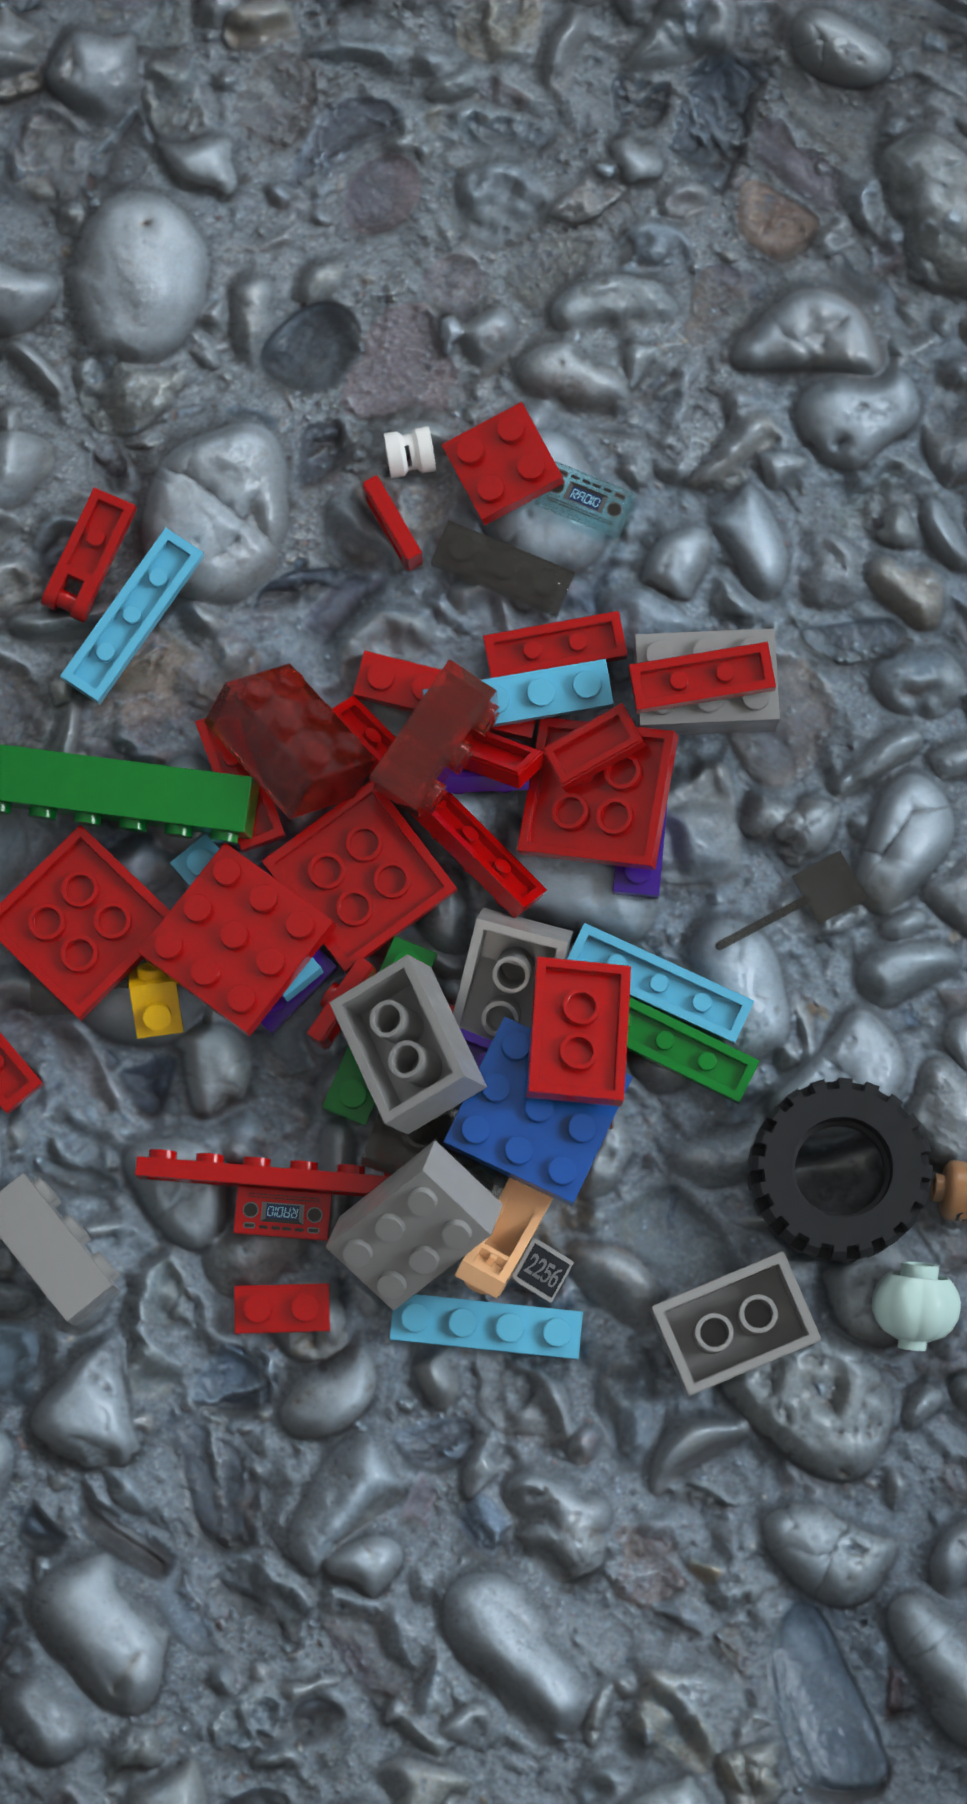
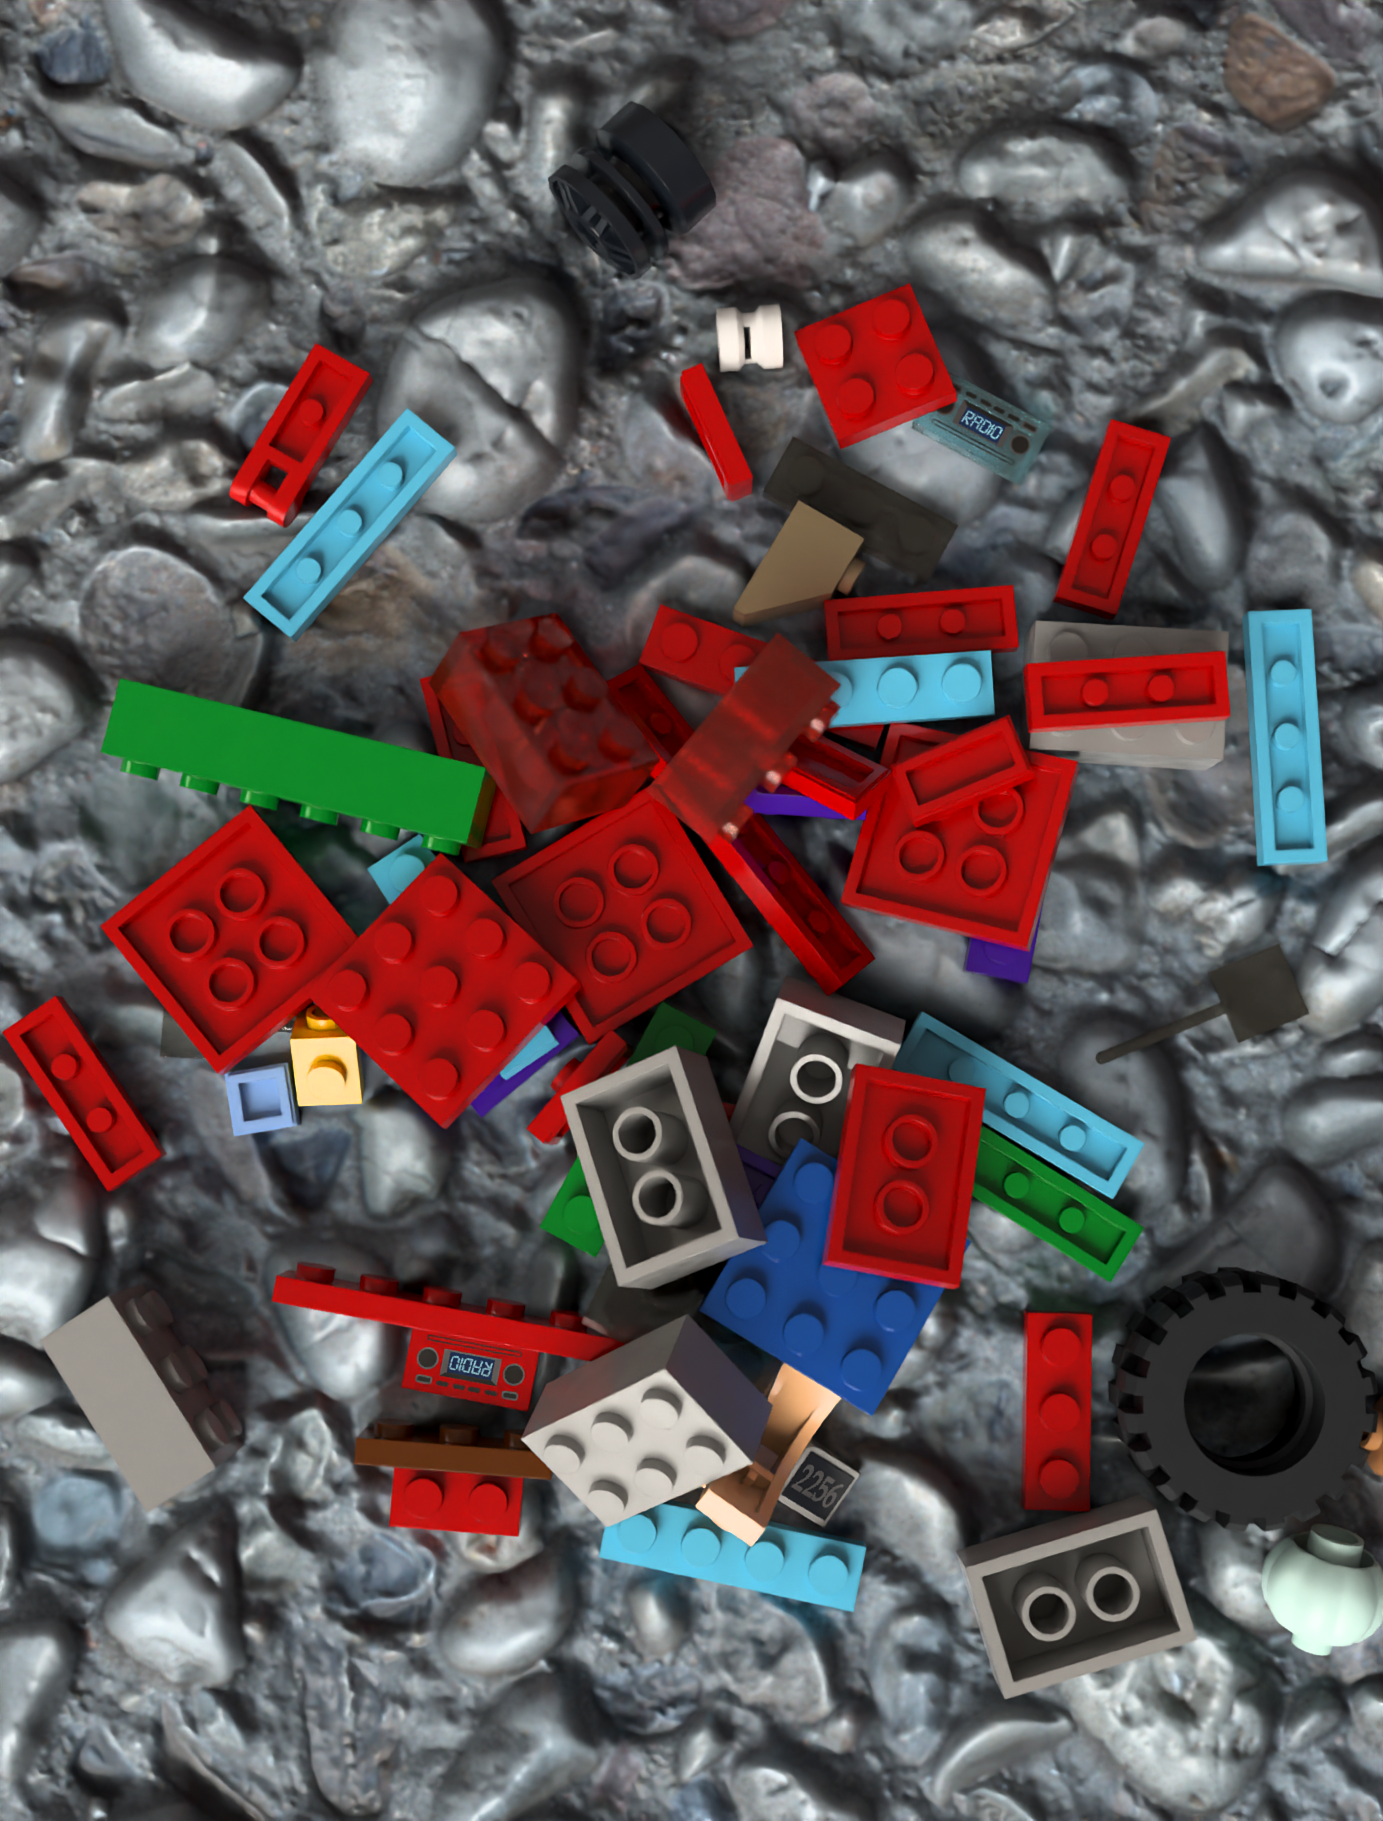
camera: 10 degrees right, 5 degrees up
(109, 1037) = (262, 1099): none -> light blue tile
(277, 1271) = (451, 1450): none -> reddish brown plate
(307, 365) = (633, 190): none -> black wheel
(464, 614) = (801, 569): none -> dark tan slope
(686, 556) = (1111, 519): none -> red plate
(711, 1201) = (1056, 1410): none -> red plate
(827, 701) = (1284, 737): none -> medium azure plate

